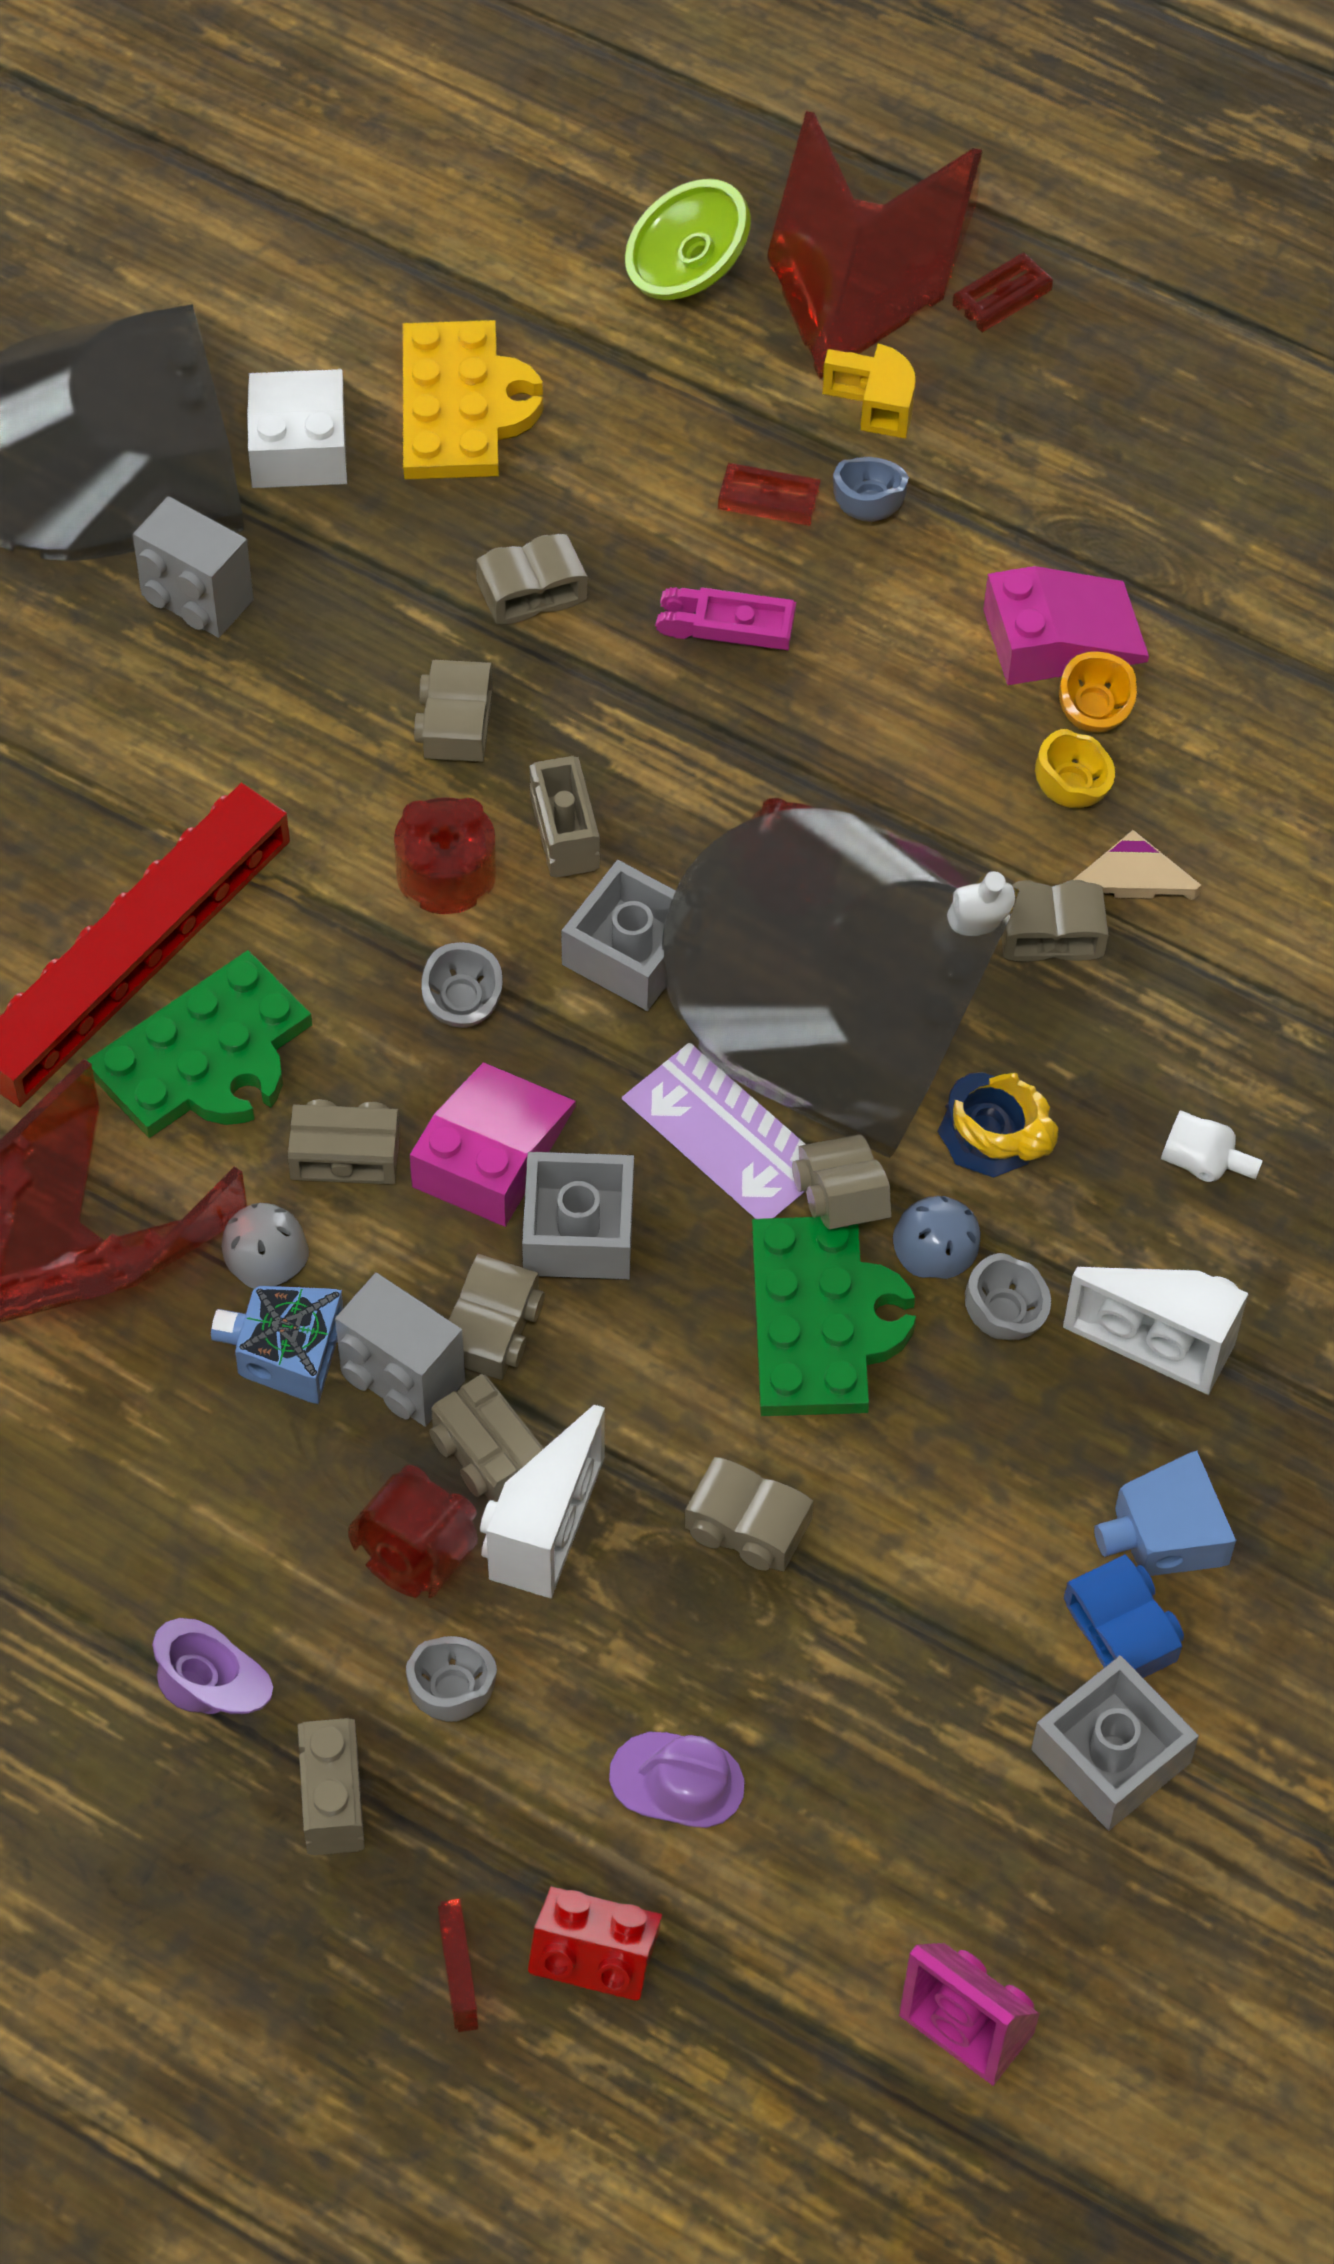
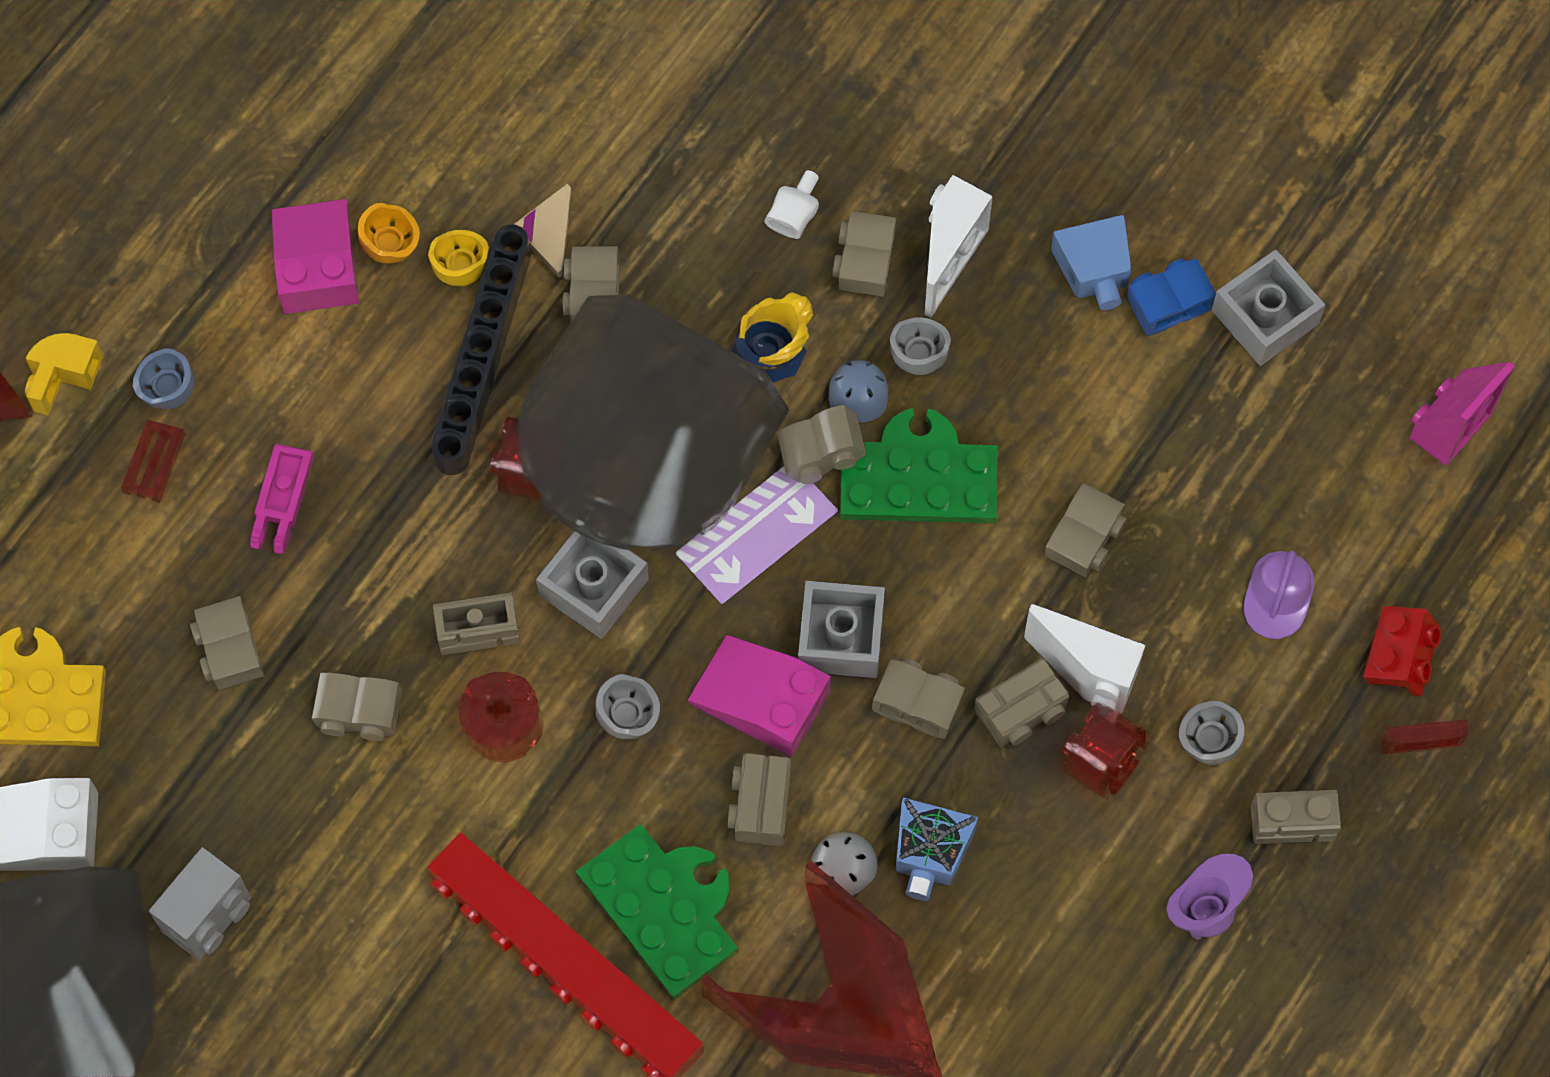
camera: 85 degrees left, 10 degrees up
(399, 1349) = (956, 756): light grey brick -> none
(981, 906) = (636, 306): white piece -> none
(1030, 820) = (481, 365): none -> black beam
(1141, 1231) = (866, 253): none -> dark tan brick

